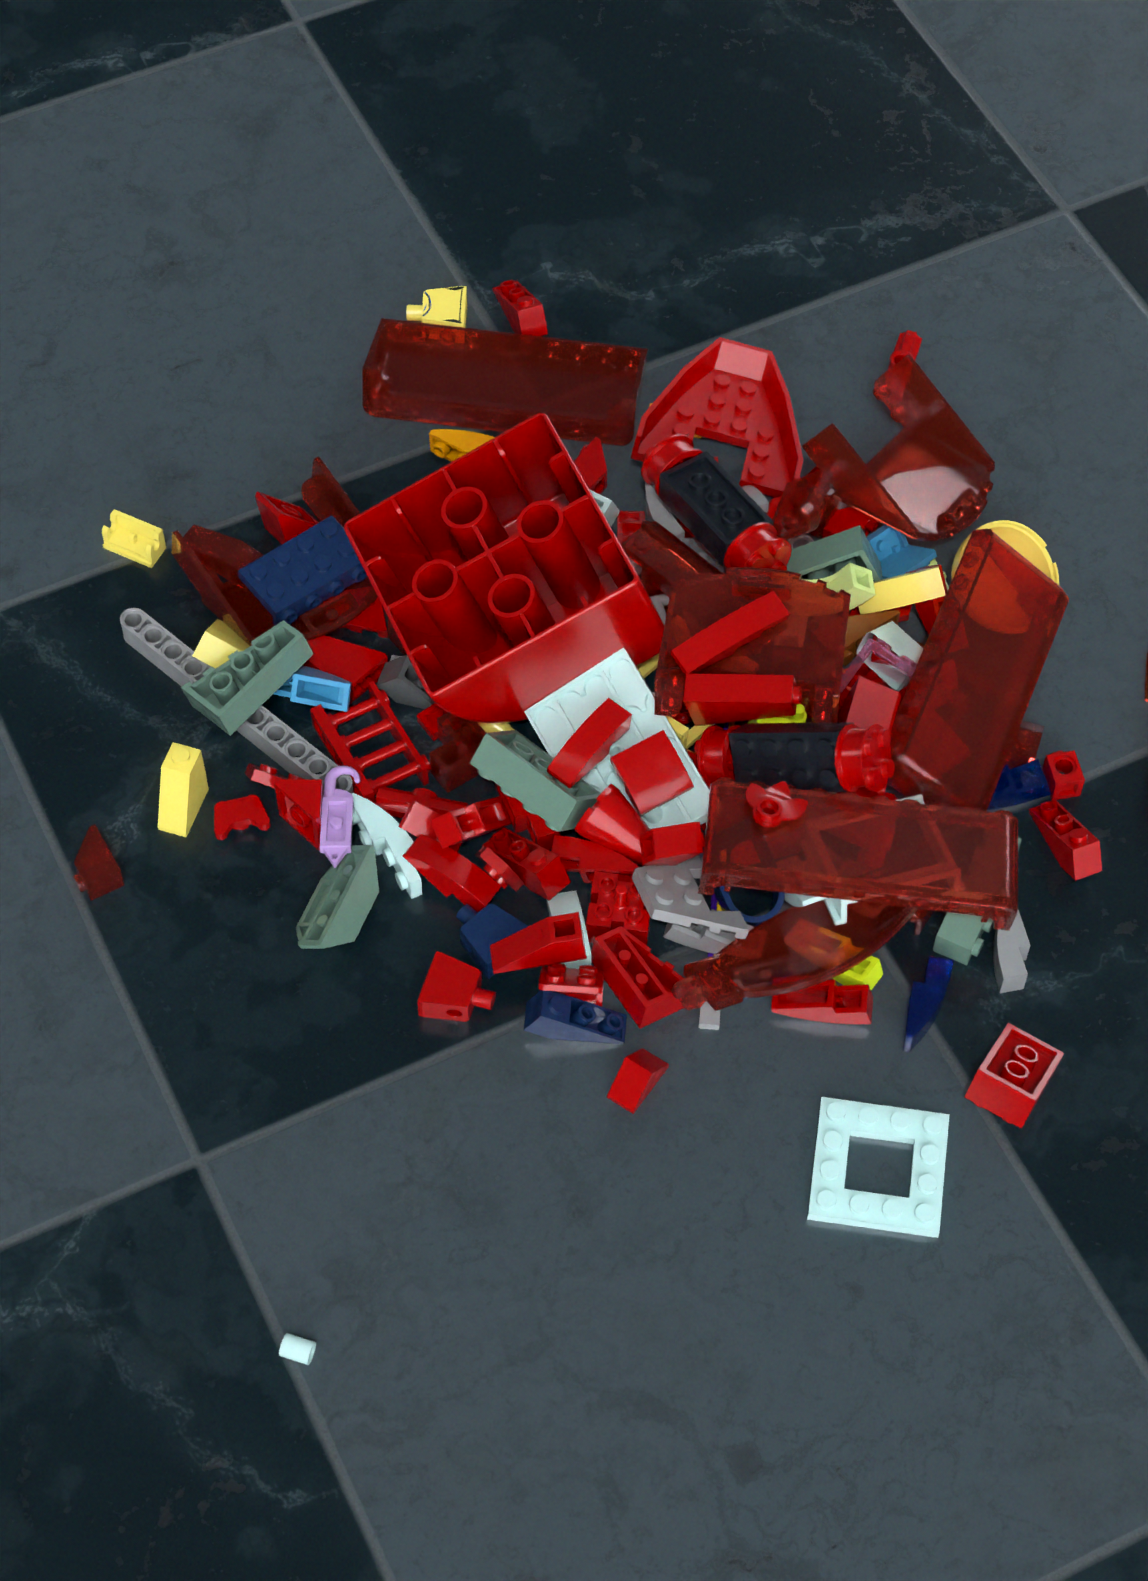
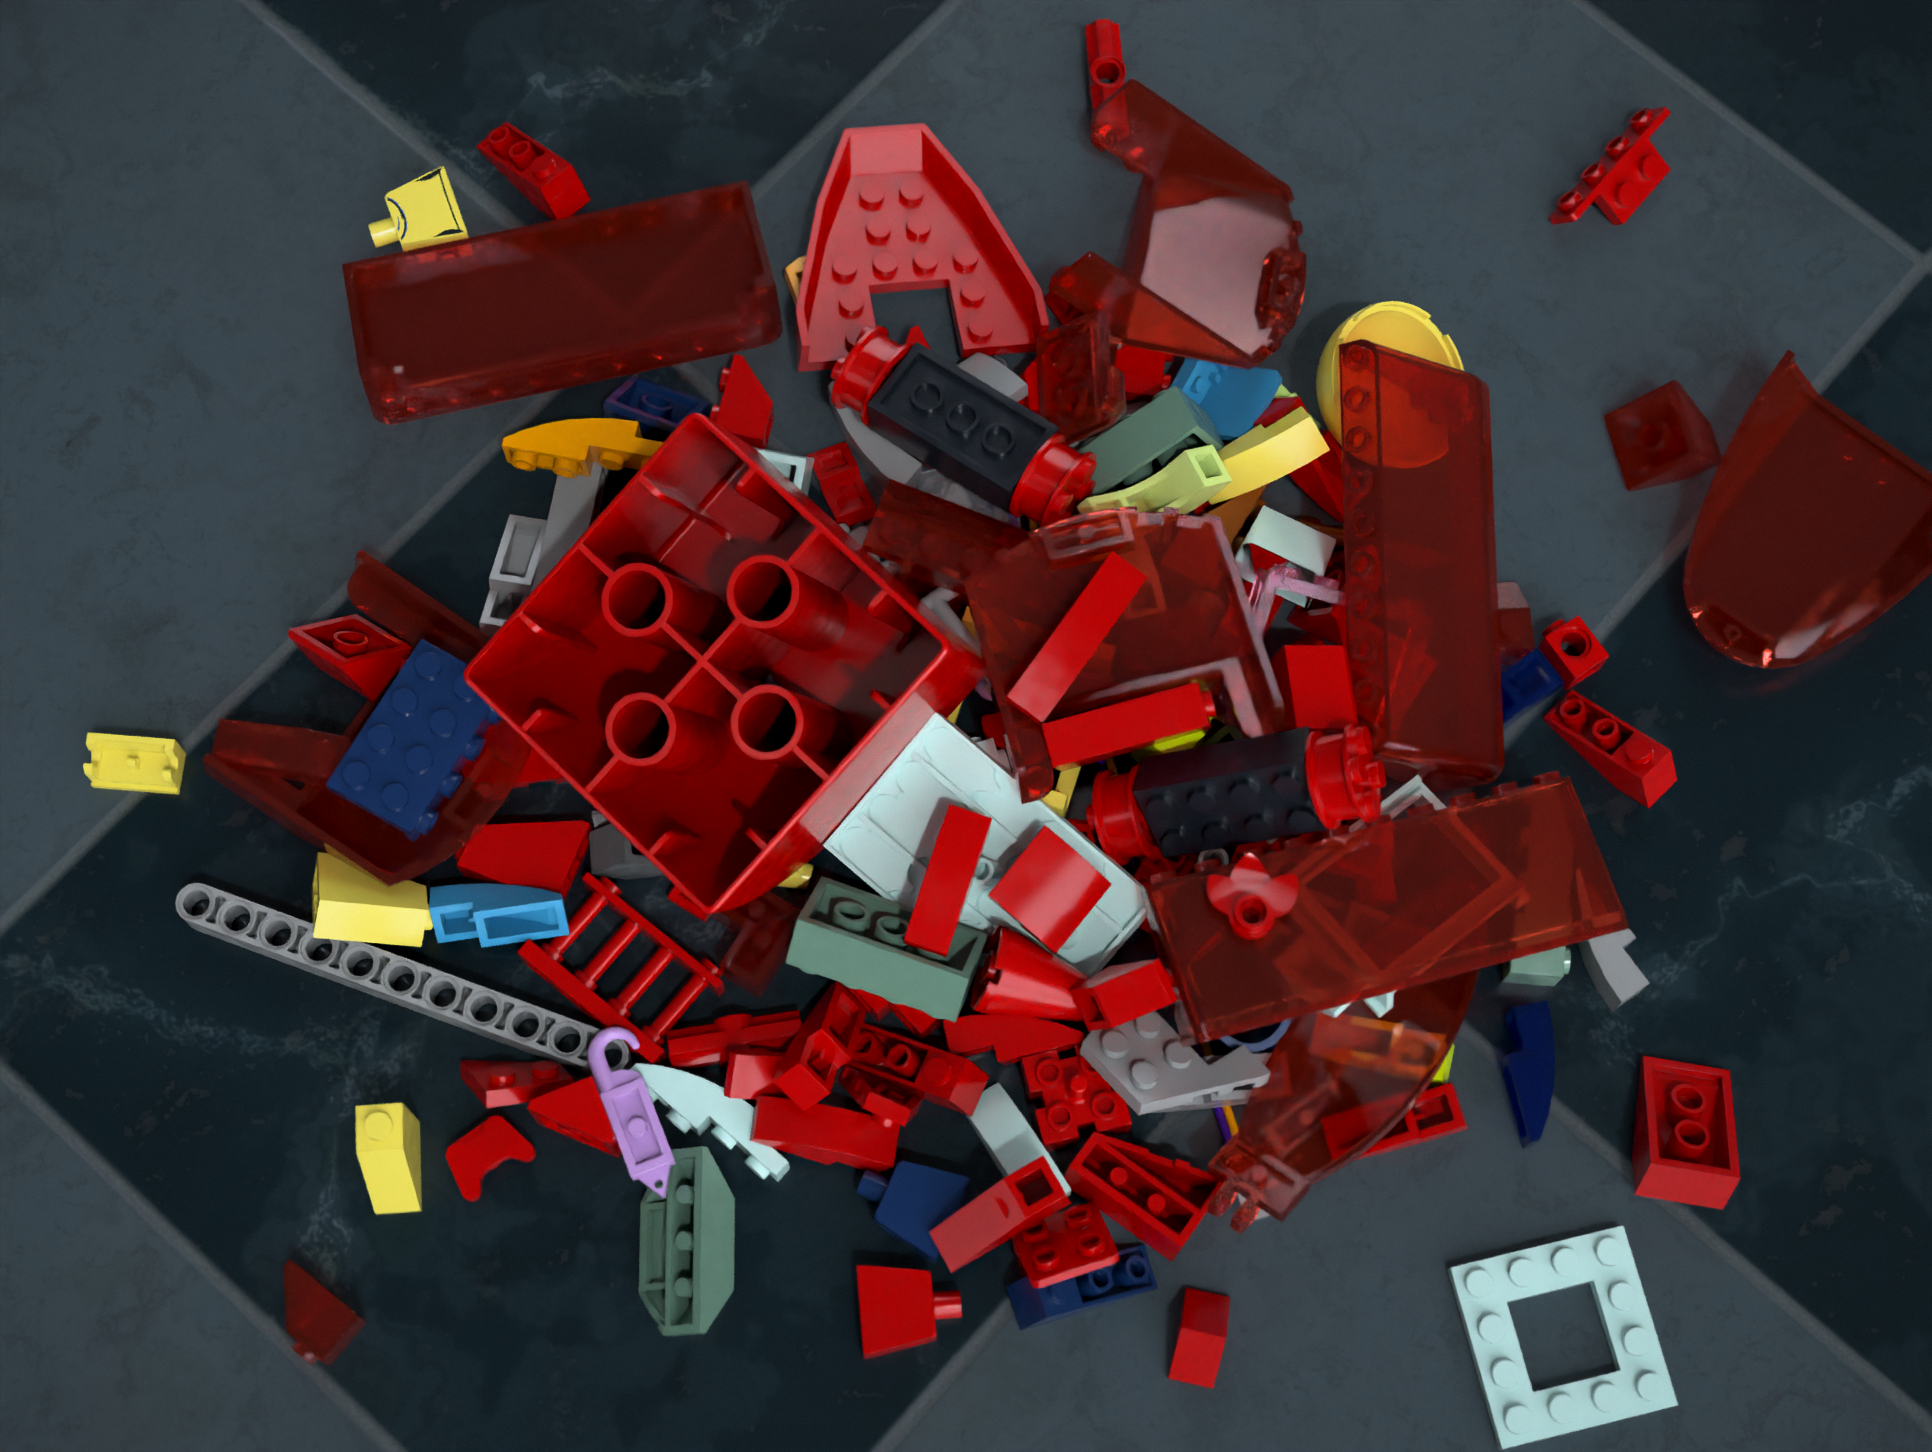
camera: 25 degrees left, 15 degrees up
(248, 677) = (415, 951): sand green wedge -> none

